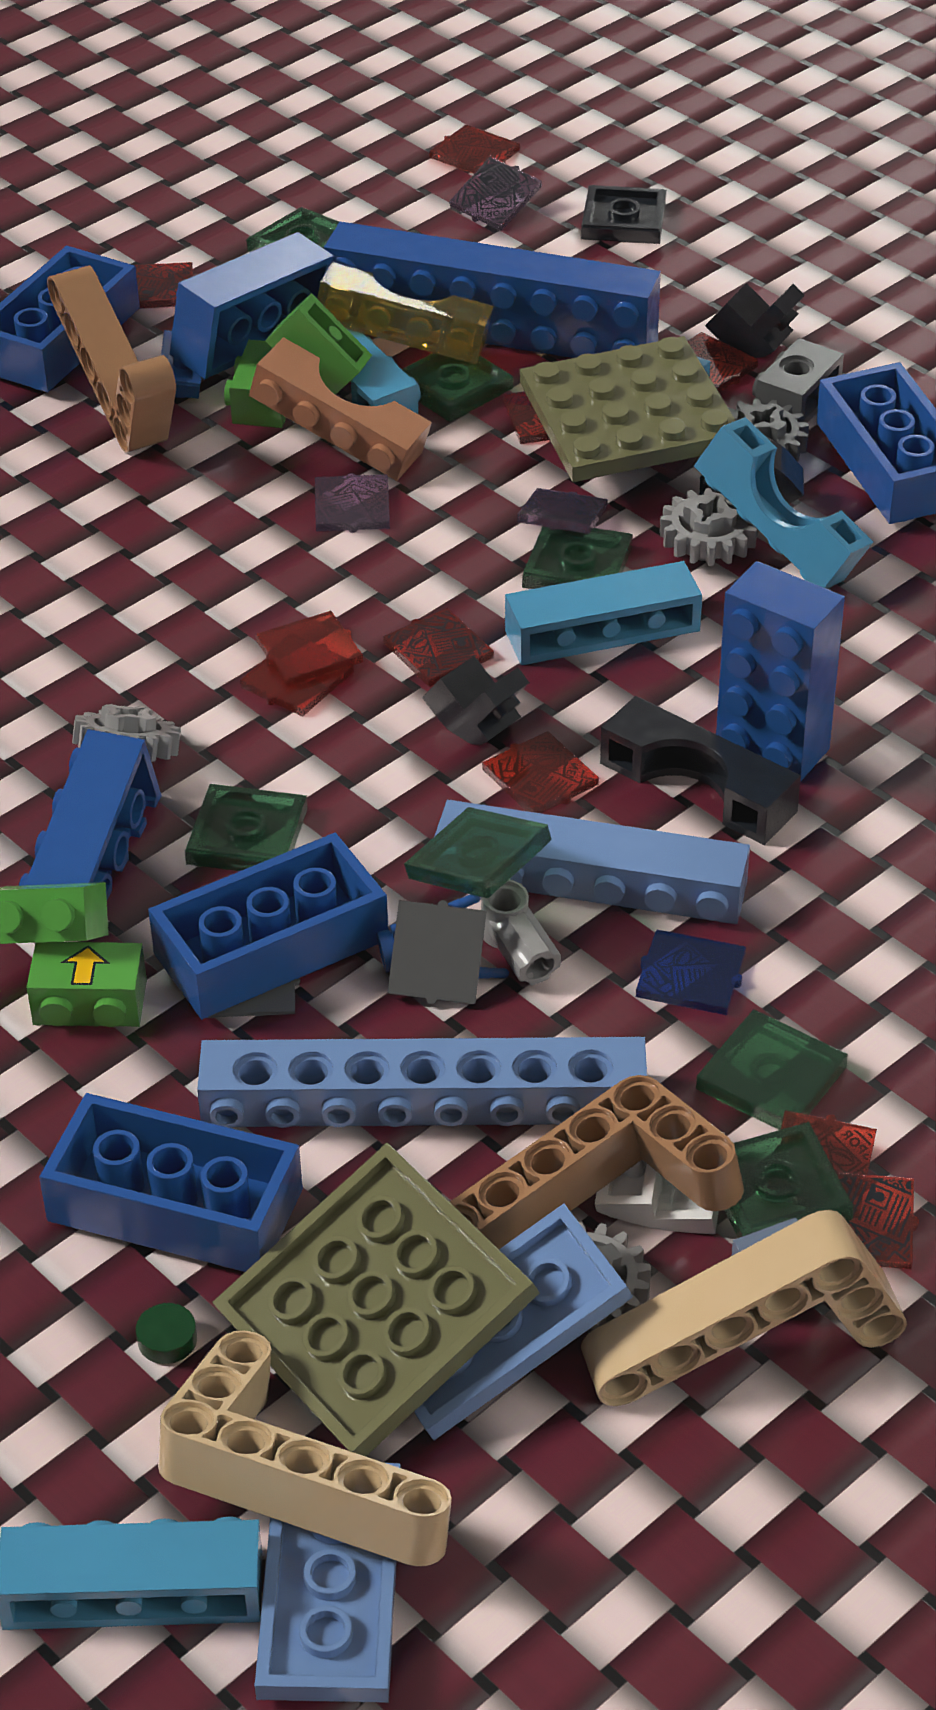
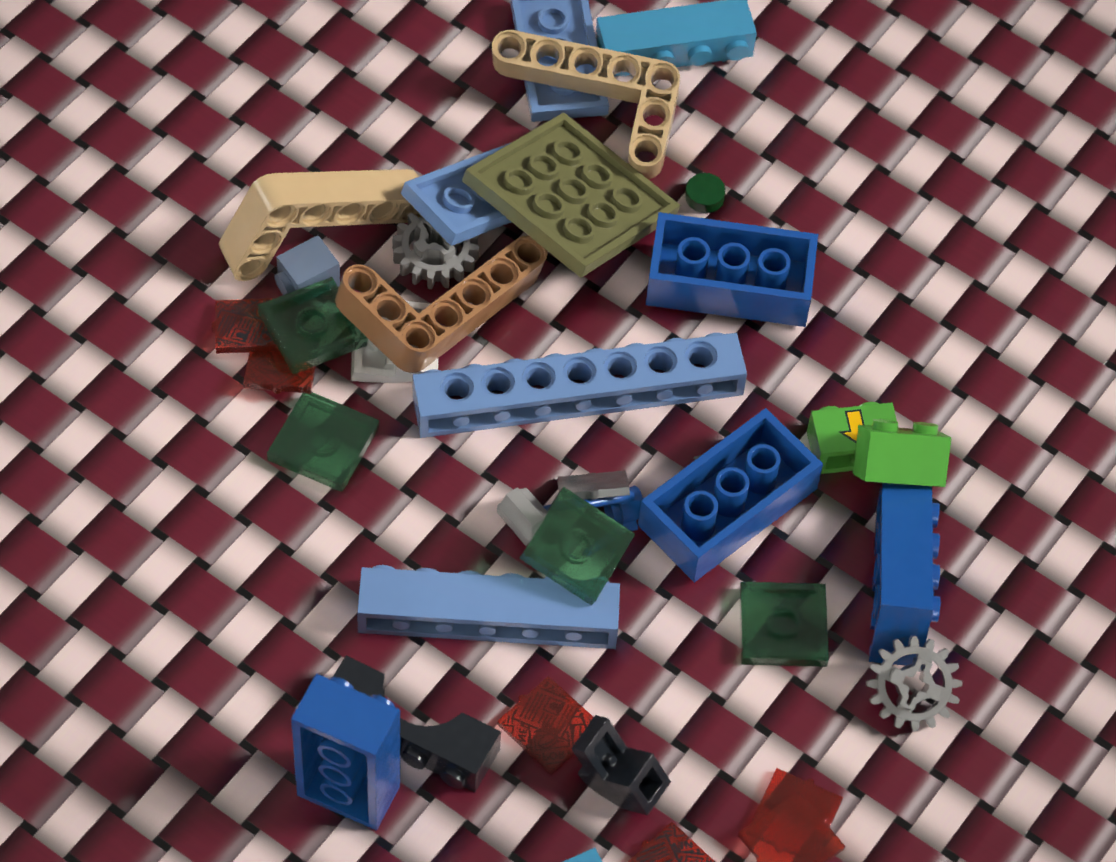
camera: 165 degrees right, 15 degrees up
(691, 972) = (394, 530): clear blue piece -> none

